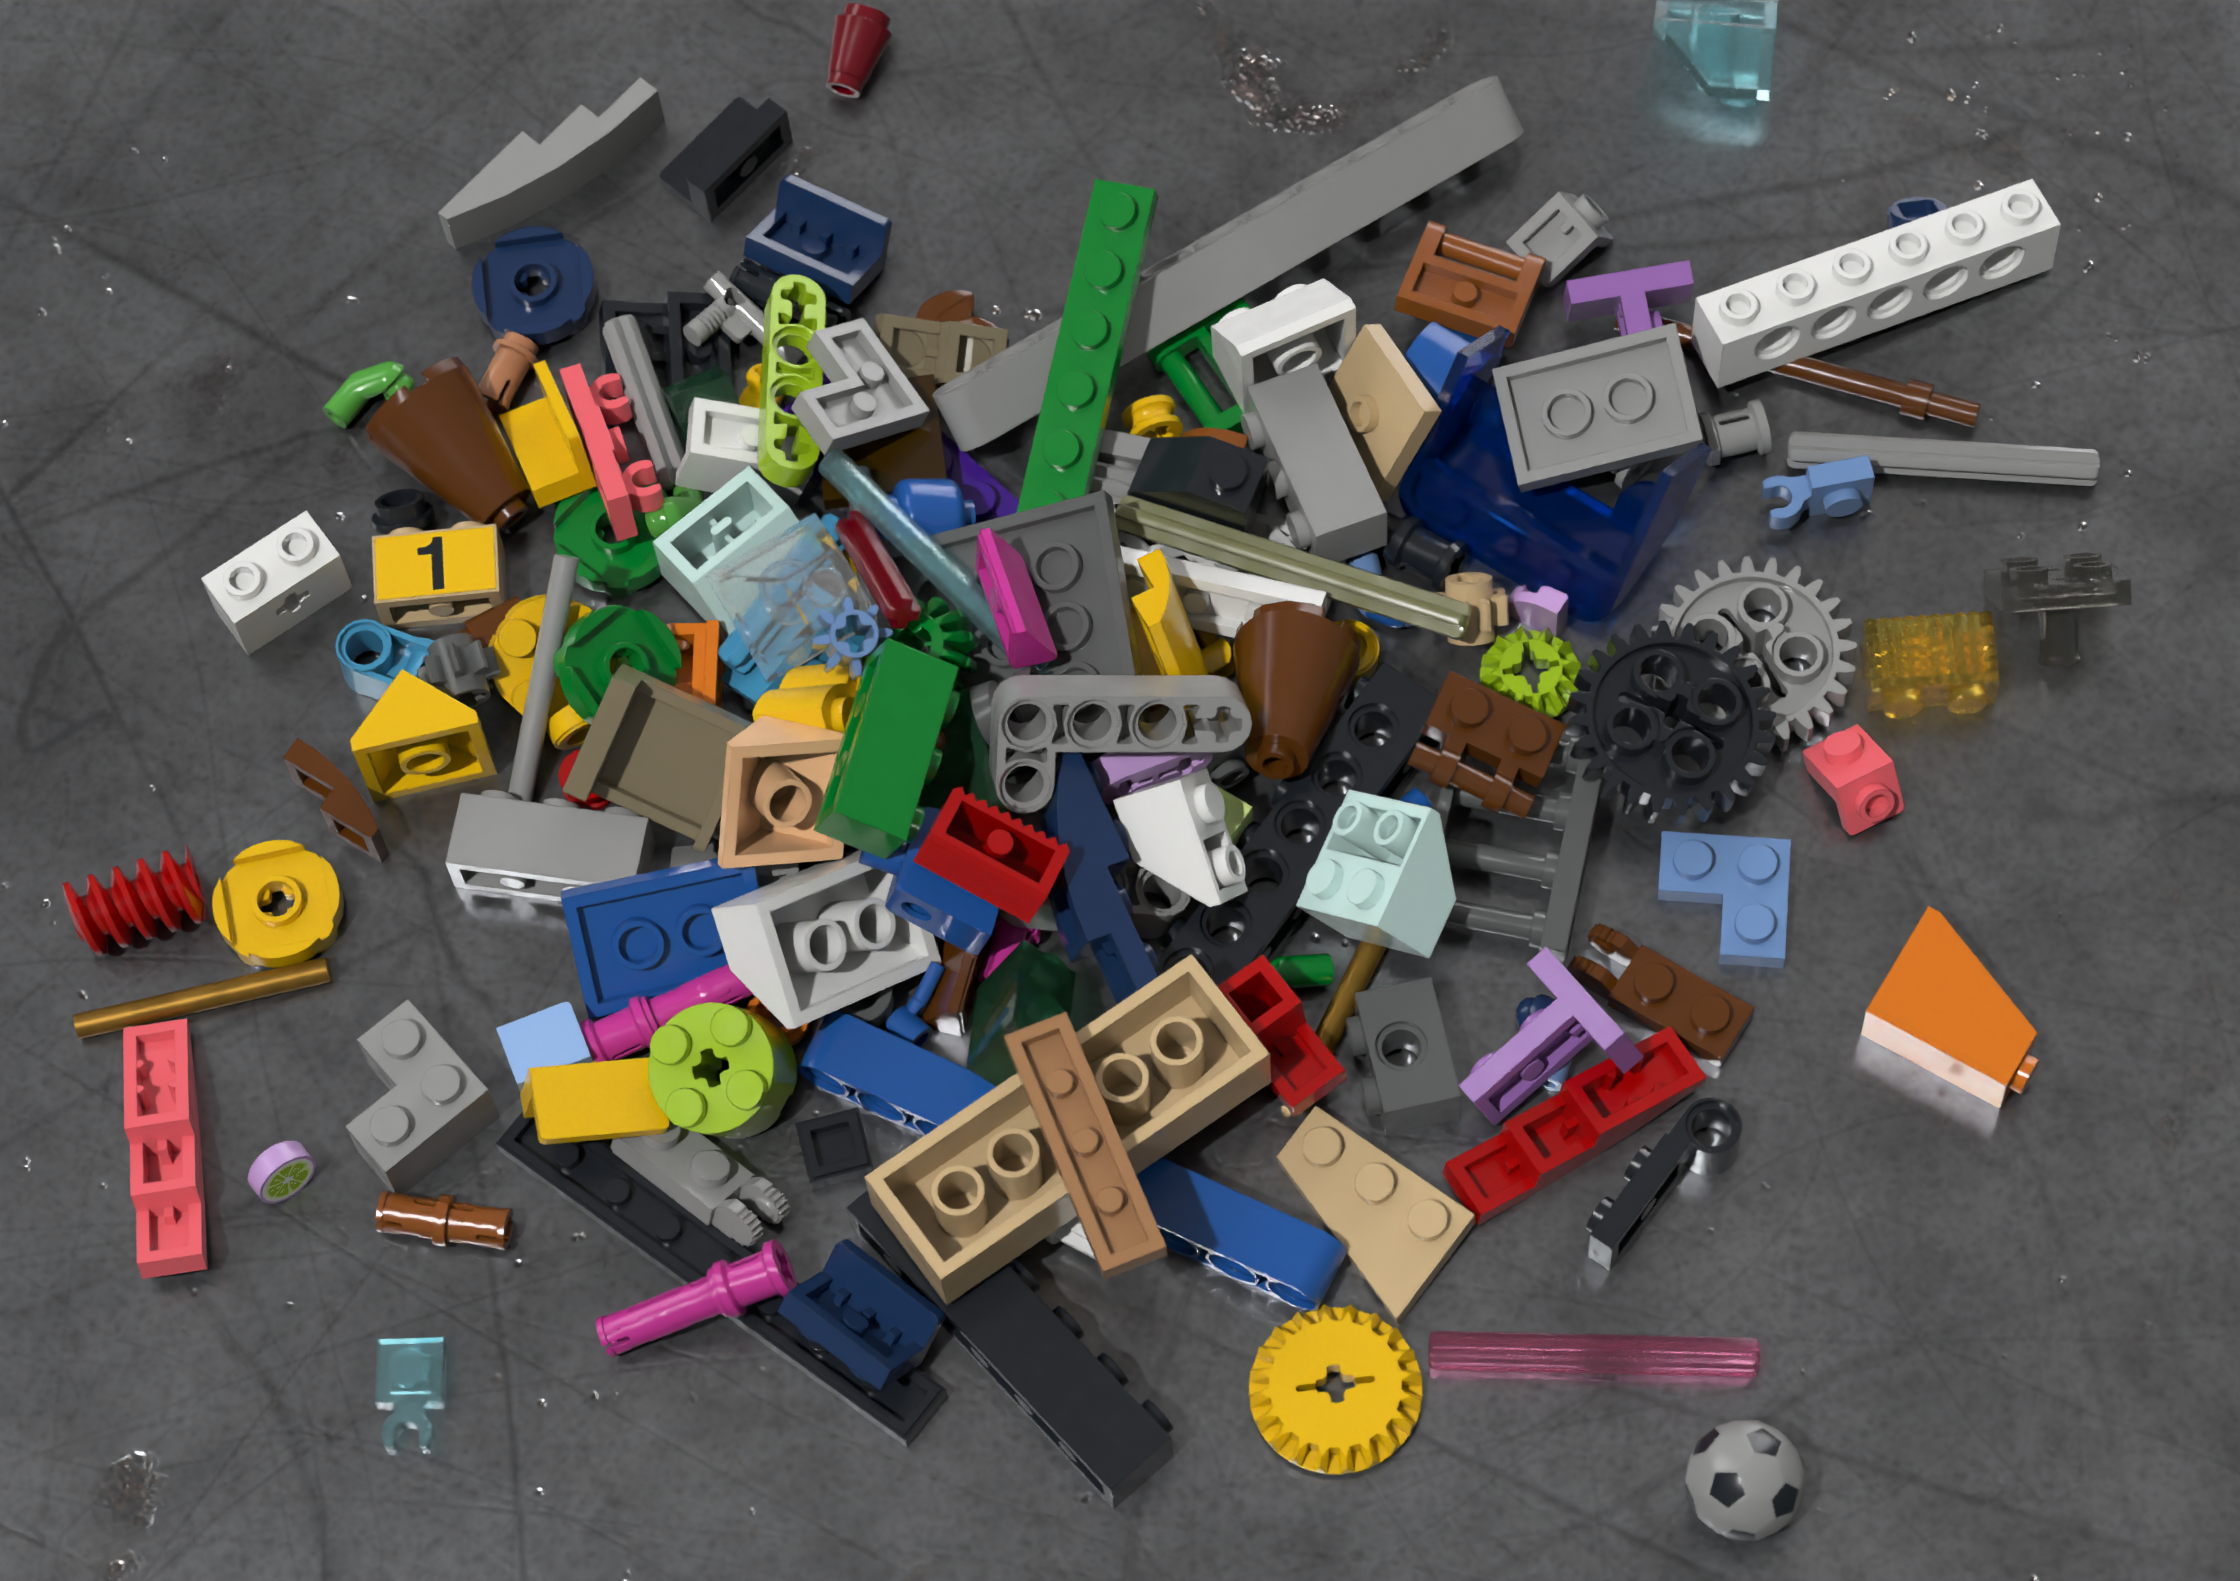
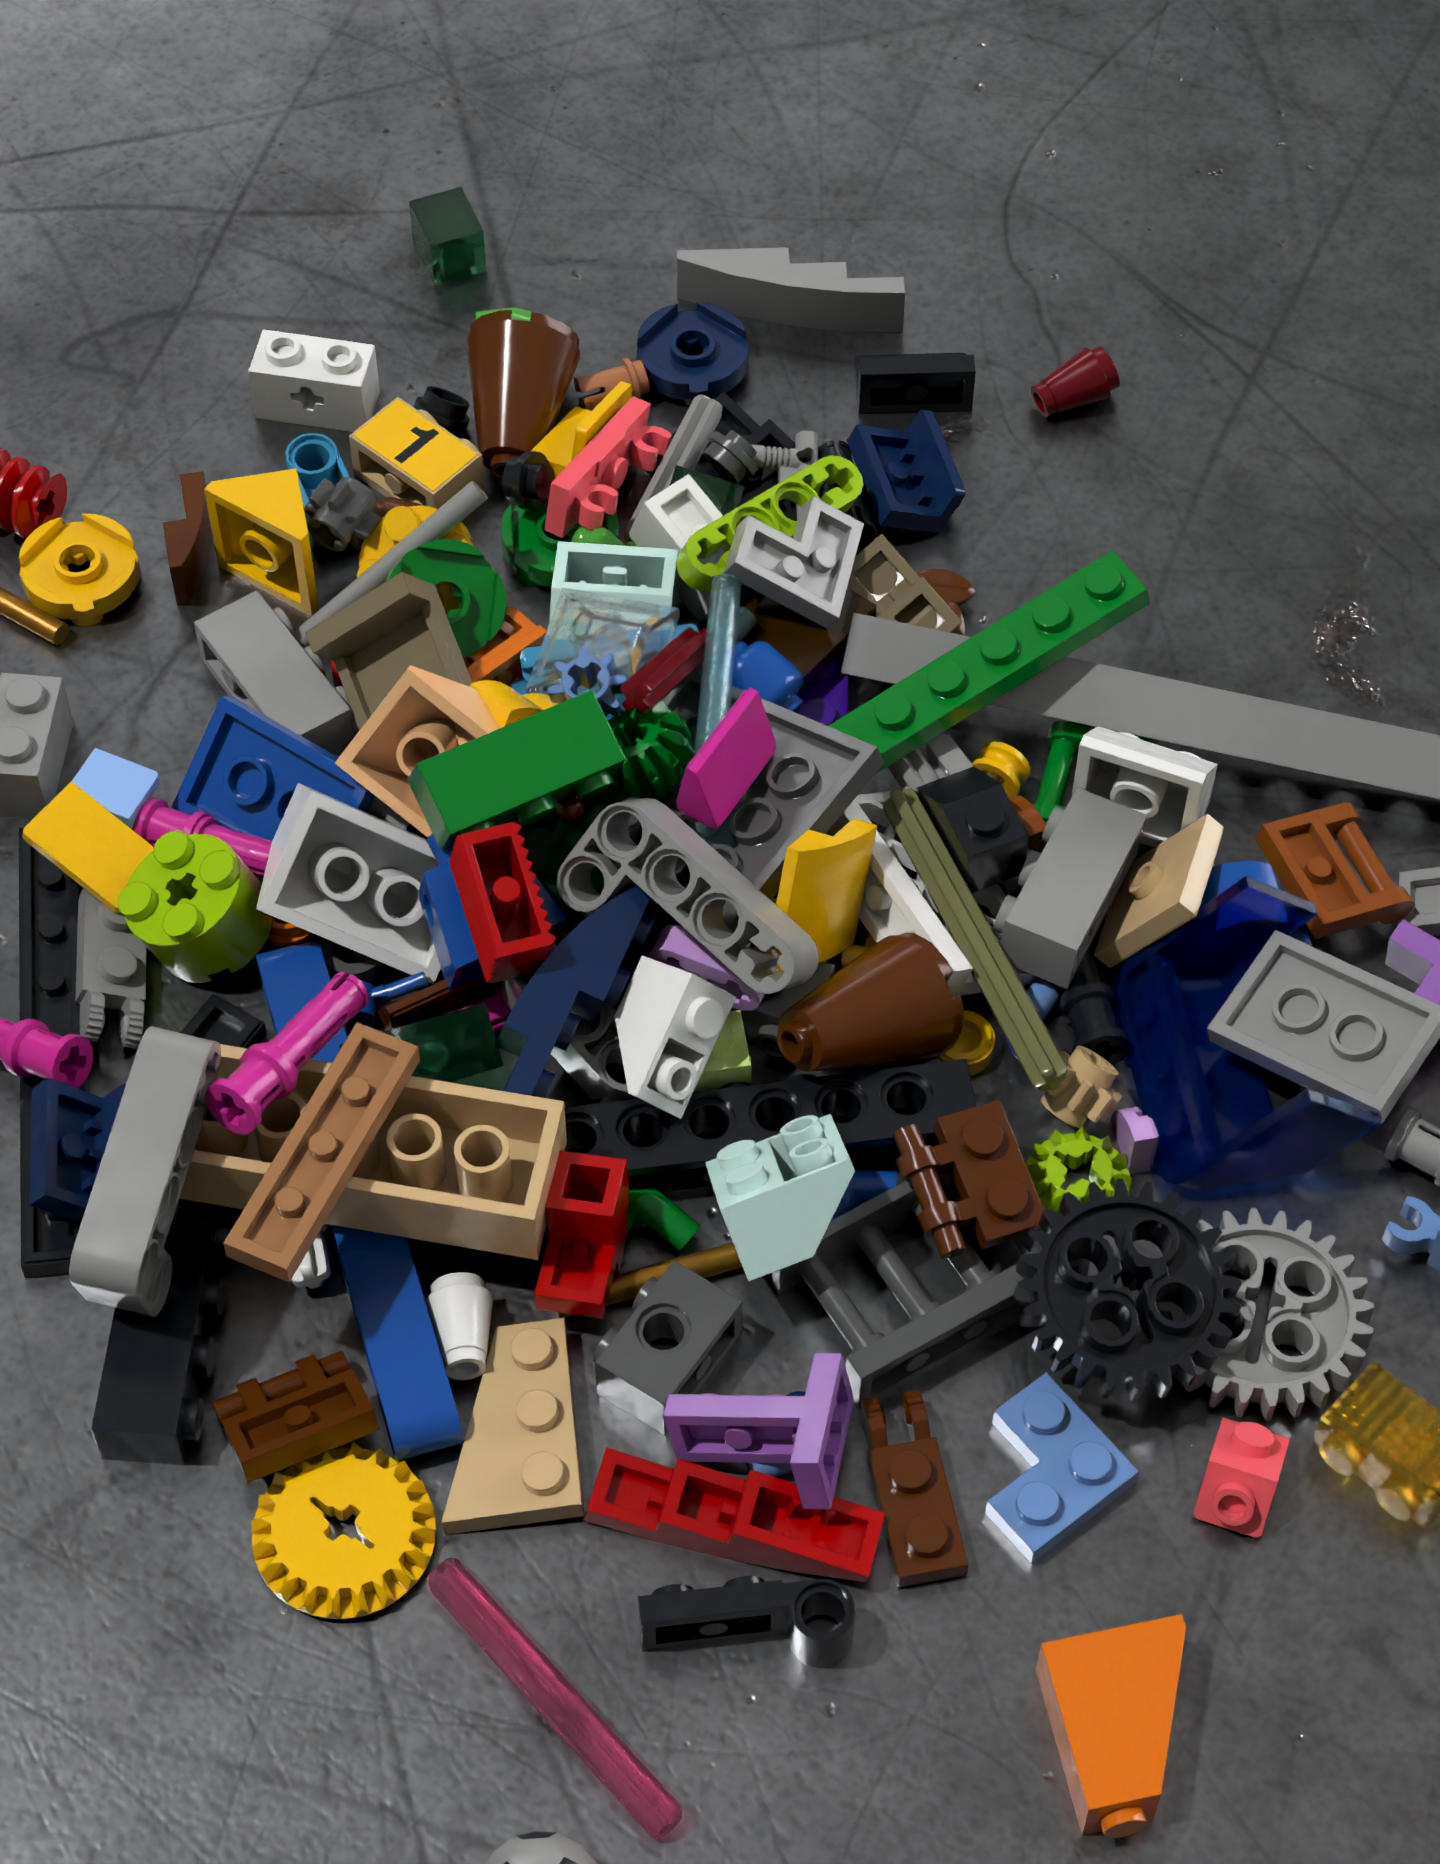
camera: 40 degrees right, 10 degrees down
(223, 361) = (447, 235): none -> clear green brick
(560, 512) = (528, 480): none -> black plate
(687, 350) = (731, 455): none -> dark grey plate
(977, 1275) = (142, 1173): none -> light grey beam
(981, 1125) = (272, 1068): none -> dark pink pin
(1236, 1349) = (295, 1415): none -> reddish brown plate
(1255, 1173) = (461, 1322): none -> white cone

